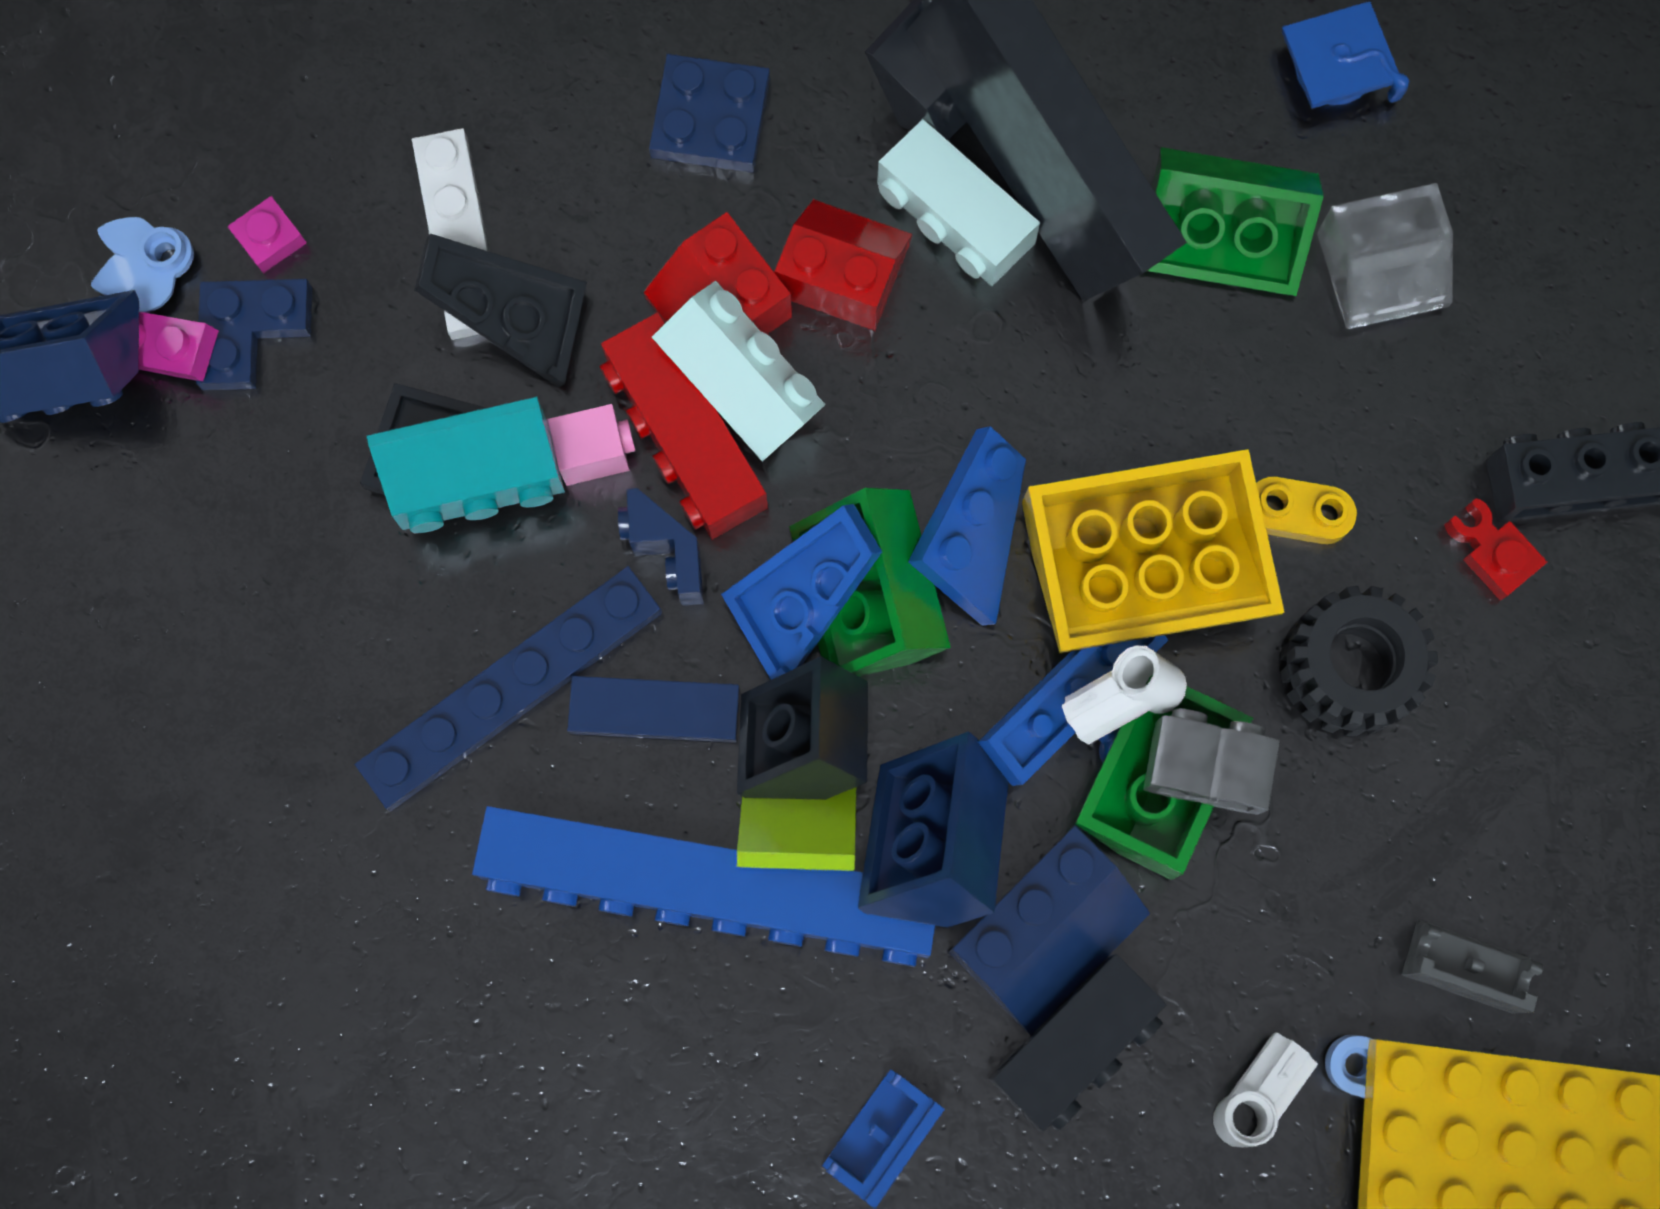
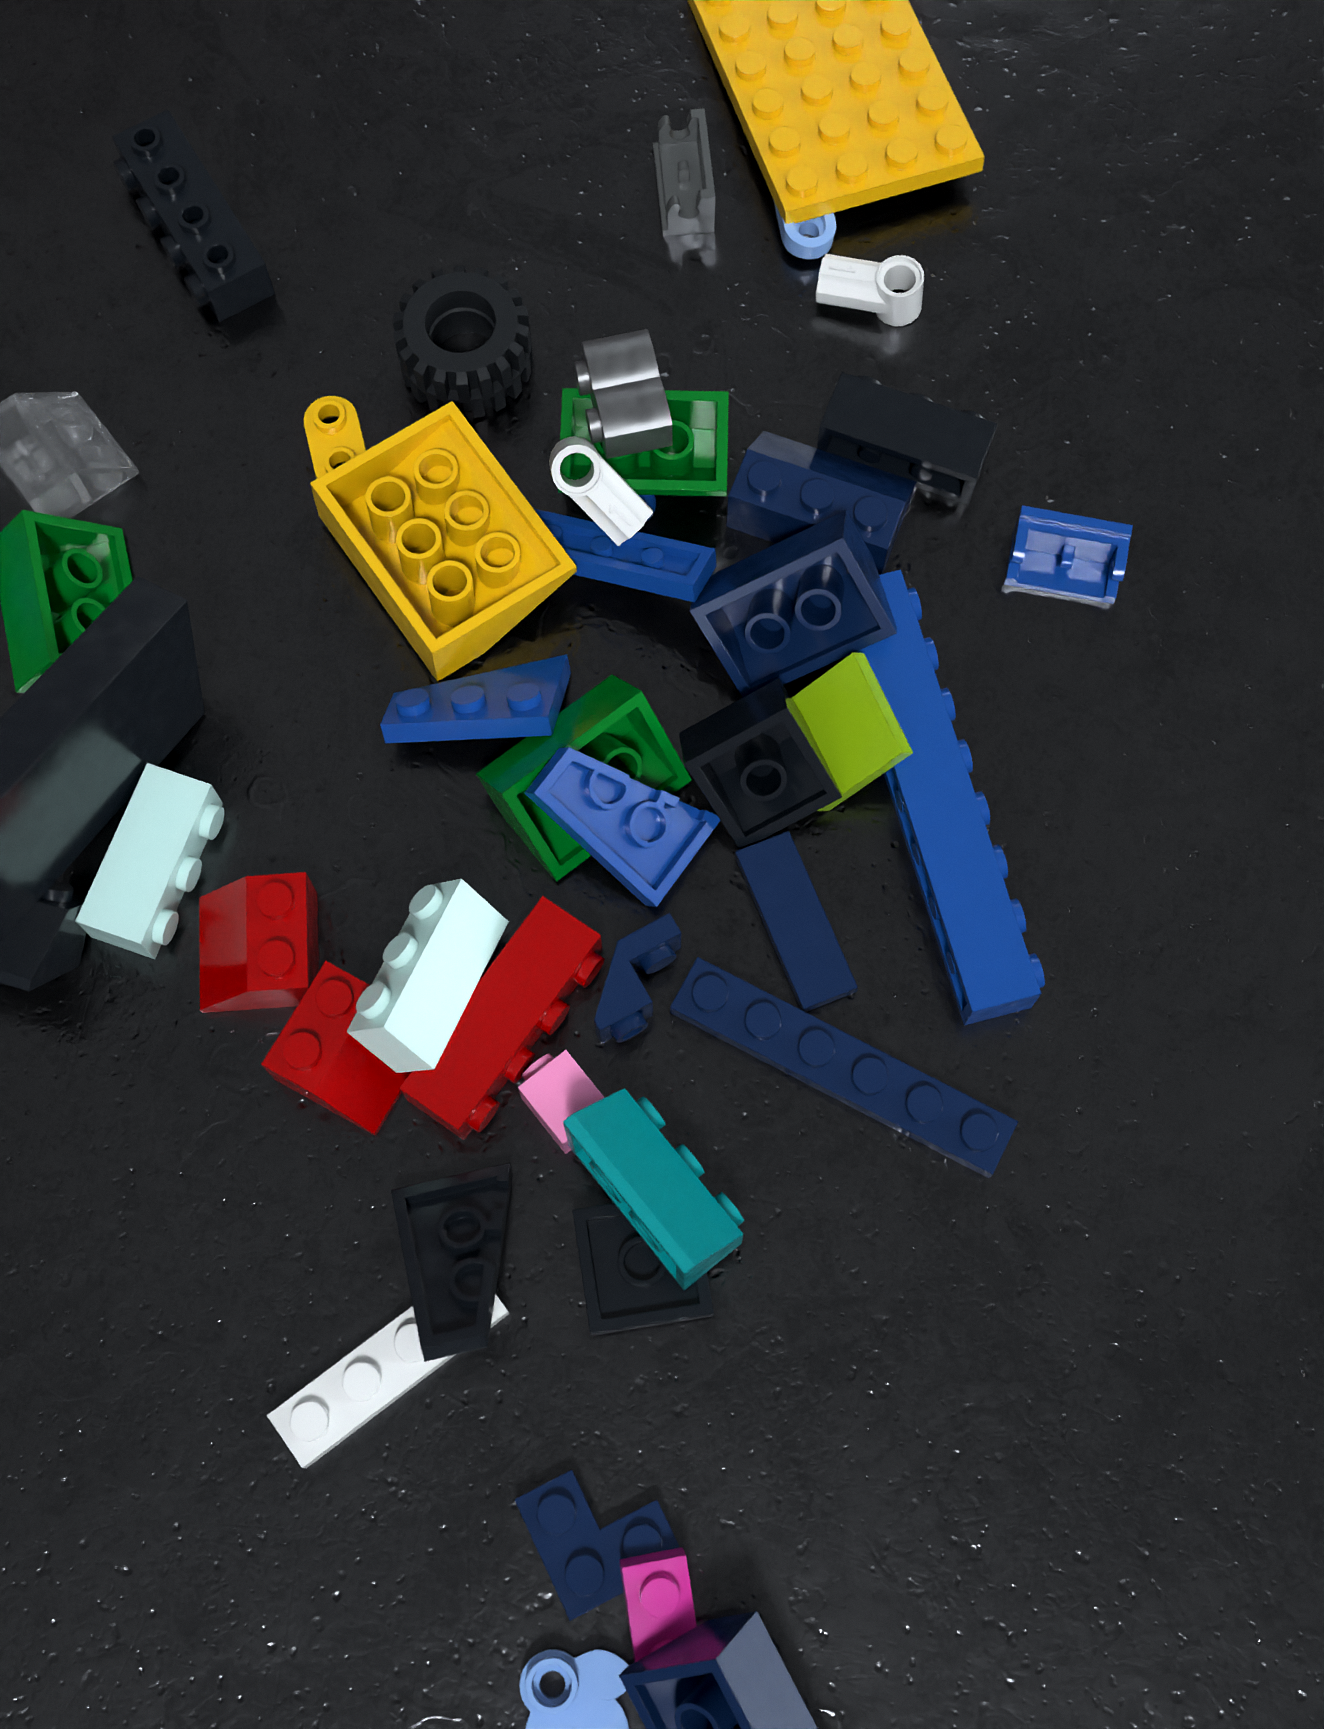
camera: 115 degrees left, 5 degrees down
(267, 234) = (479, 1579): dark pink plate -> none
(709, 113) = (141, 1160): dark blue plate -> none
(1499, 556) = (304, 278): red plate -> none

